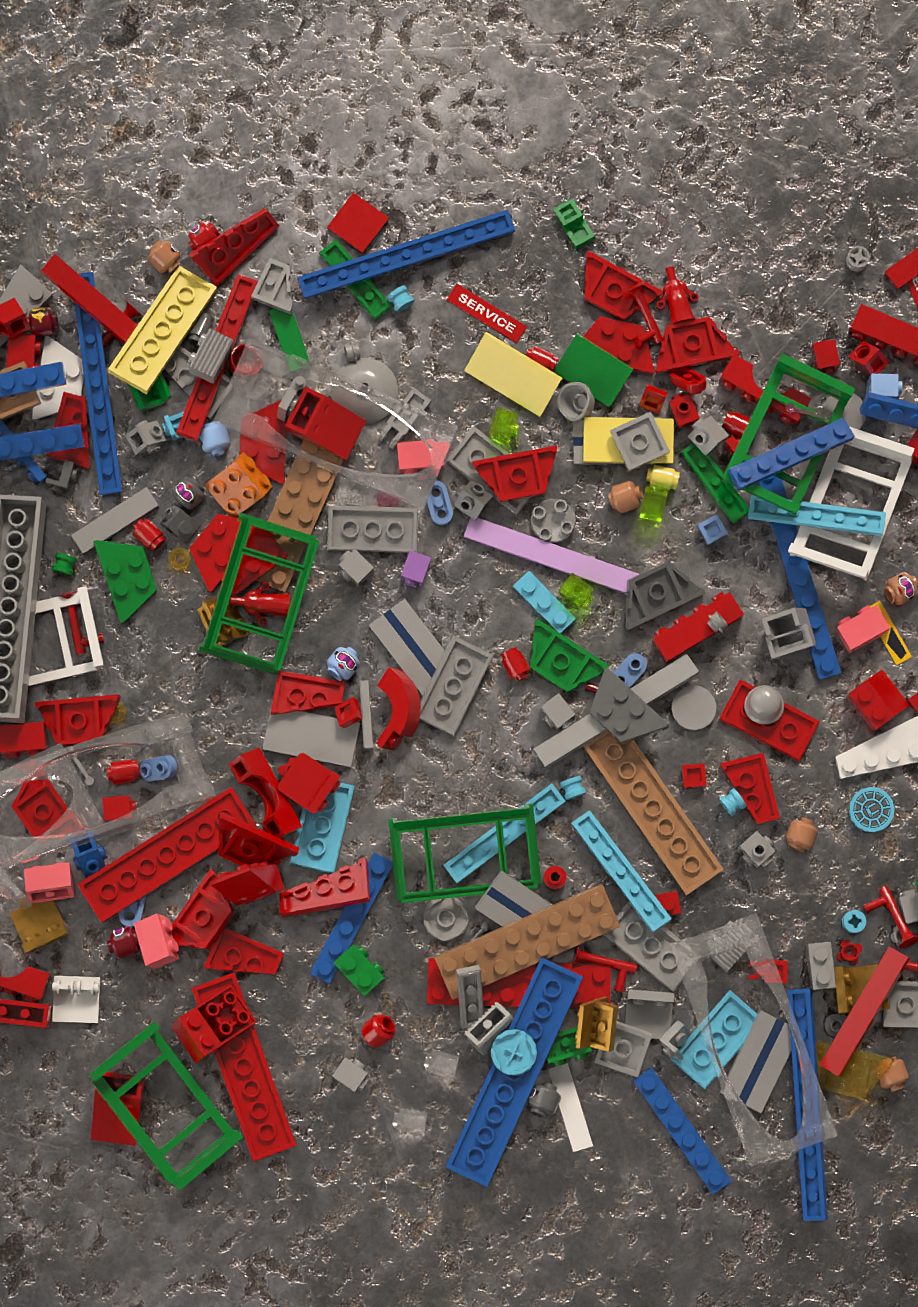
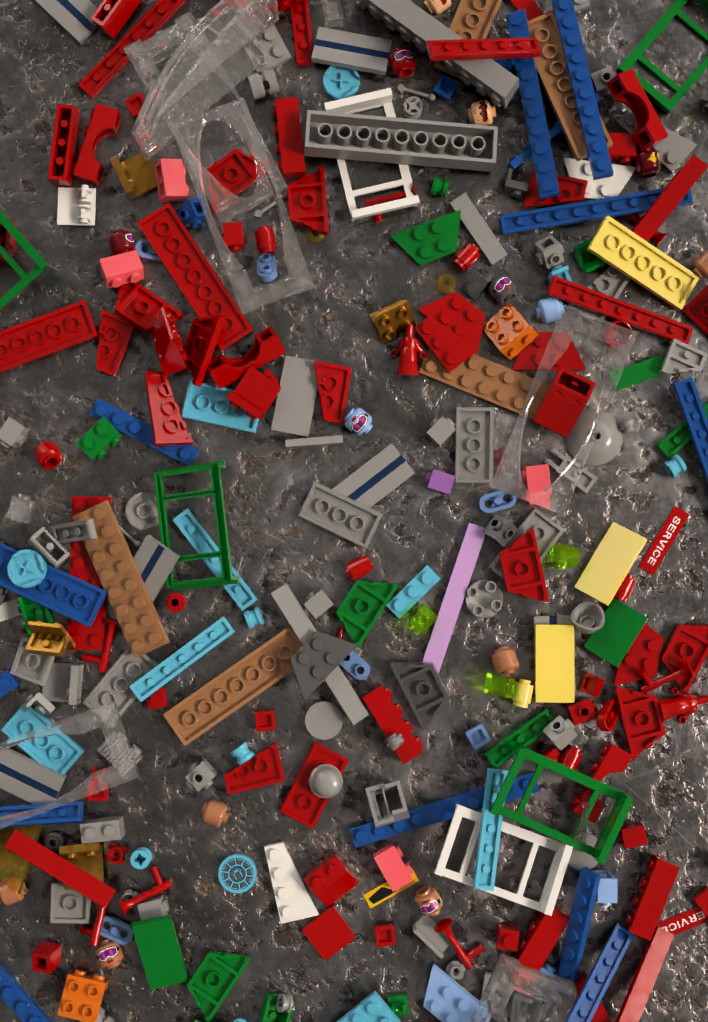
camera: 85 degrees right, 5 degrees up
(201, 326) = (642, 297): dark grey cone -> none
(209, 645) = (451, 328): green piece -> none
(210, 356) = (621, 303): light grey brick -> none
(213, 1023) = (52, 317): red slope -> none
(289, 400) = (586, 371): light grey plate -> none
(348, 712) = (315, 426): red plate -> none
(405, 708) = (322, 473): red arch -> none
(639, 441) = (553, 673): light grey plate -> none
(790, 454) = (543, 807): blue plate -> none
(868, 359) = (630, 873): red brick -> none

